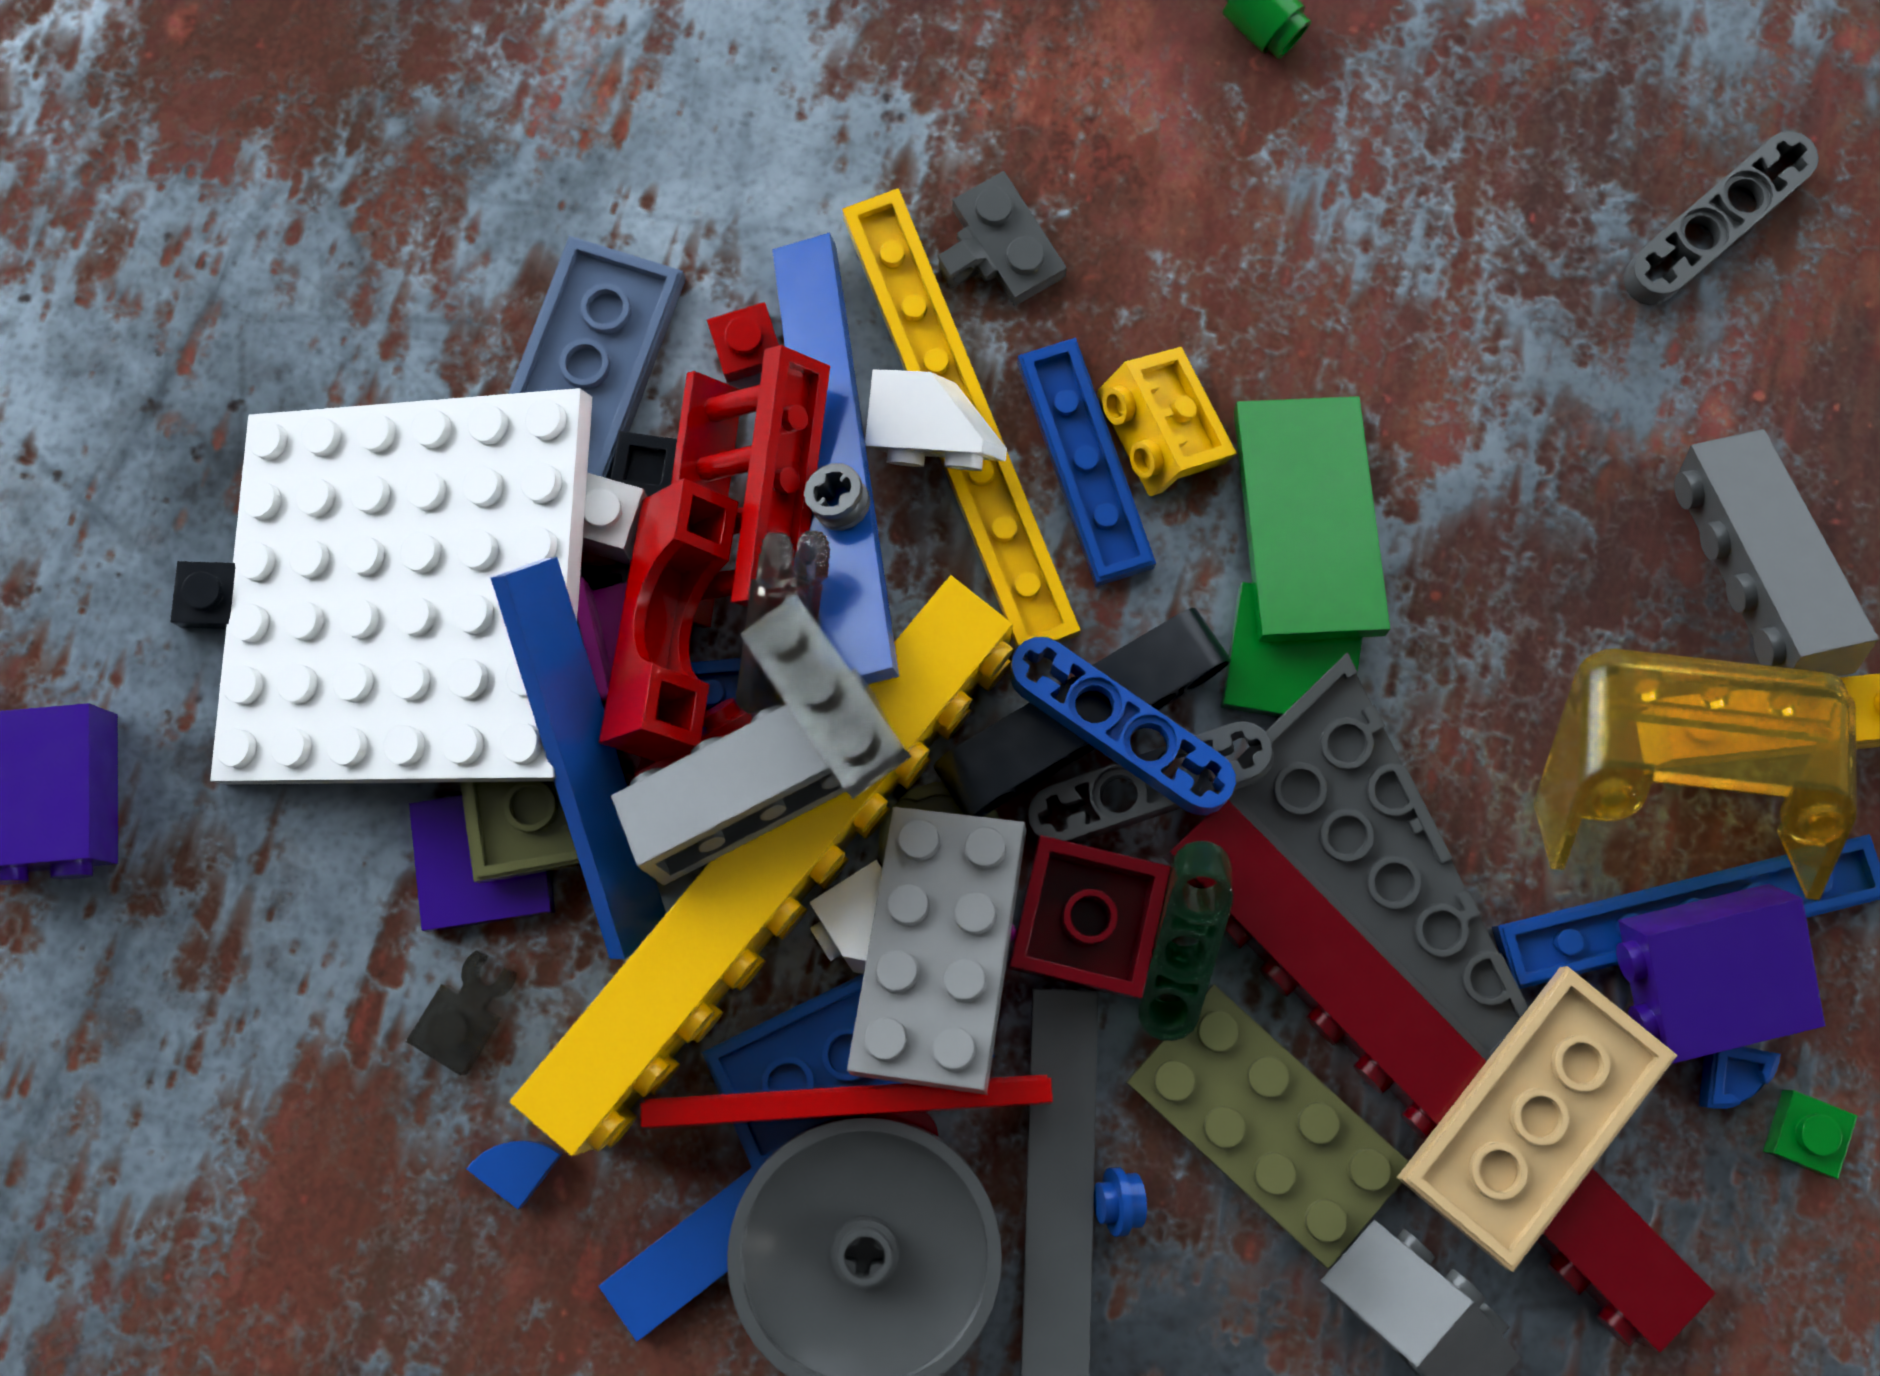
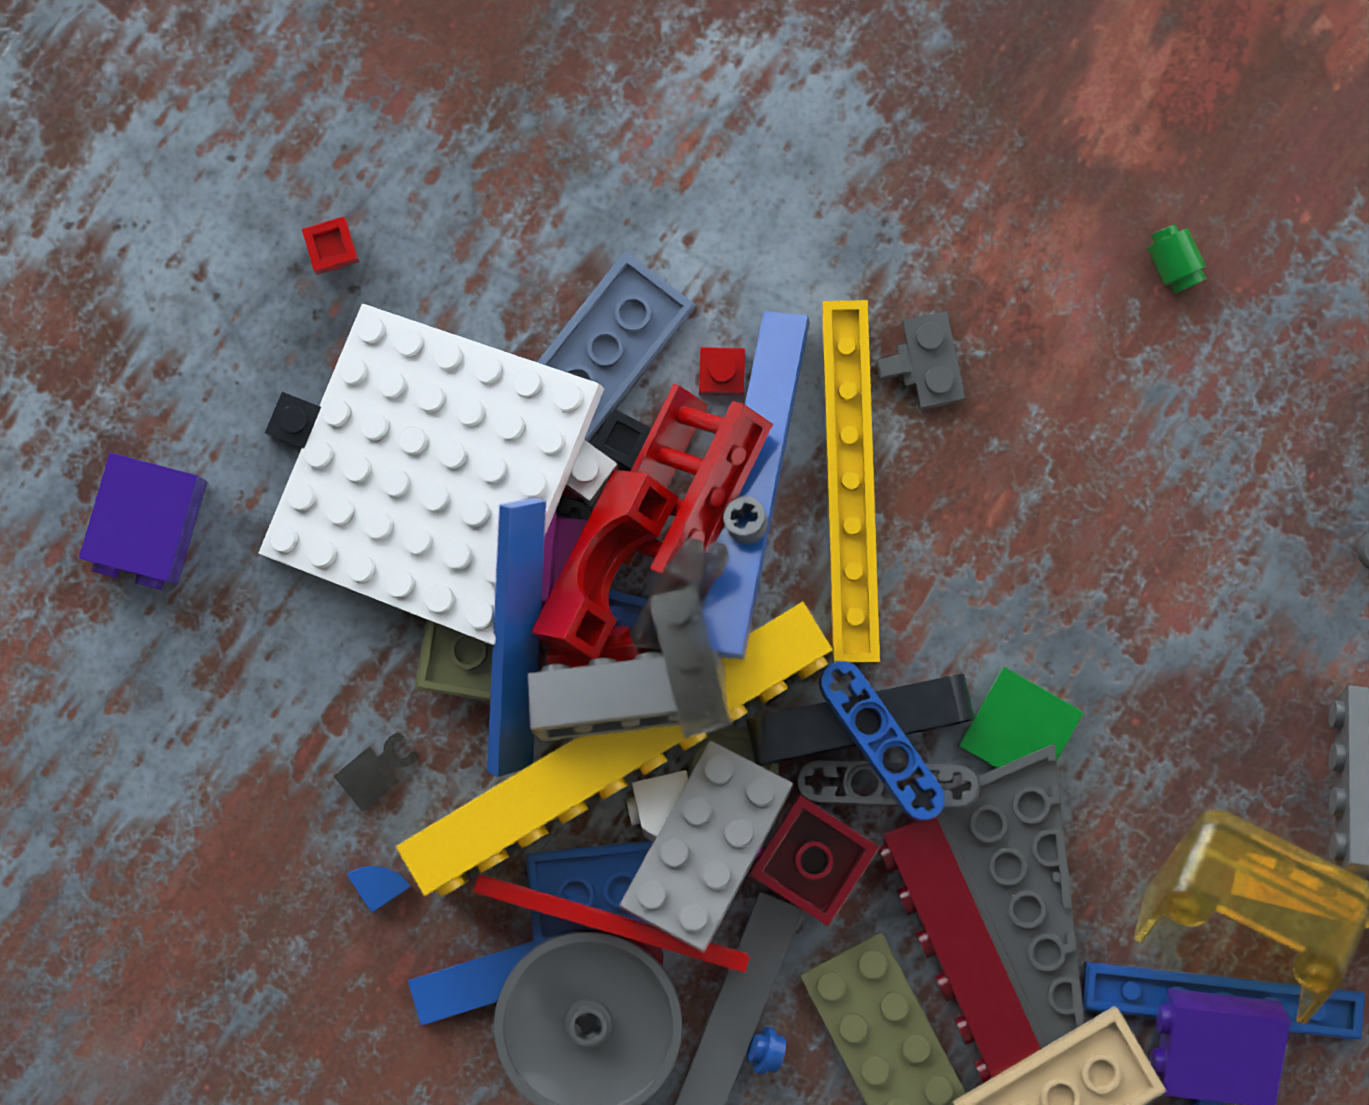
camera: 20 degrees right, 5 degrees up
(183, 356) = (330, 245): none -> red plate
(446, 880) = (397, 673): dark purple tile -> none
(927, 416) = (828, 479): white slope -> none
(1086, 462) = (928, 541): blue tile -> none
(1164, 419) = (993, 533): yellow bracket -> none
(1190, 913) = (881, 883): clear green beam -> none
(1310, 519) = (1067, 639): green tile -> none

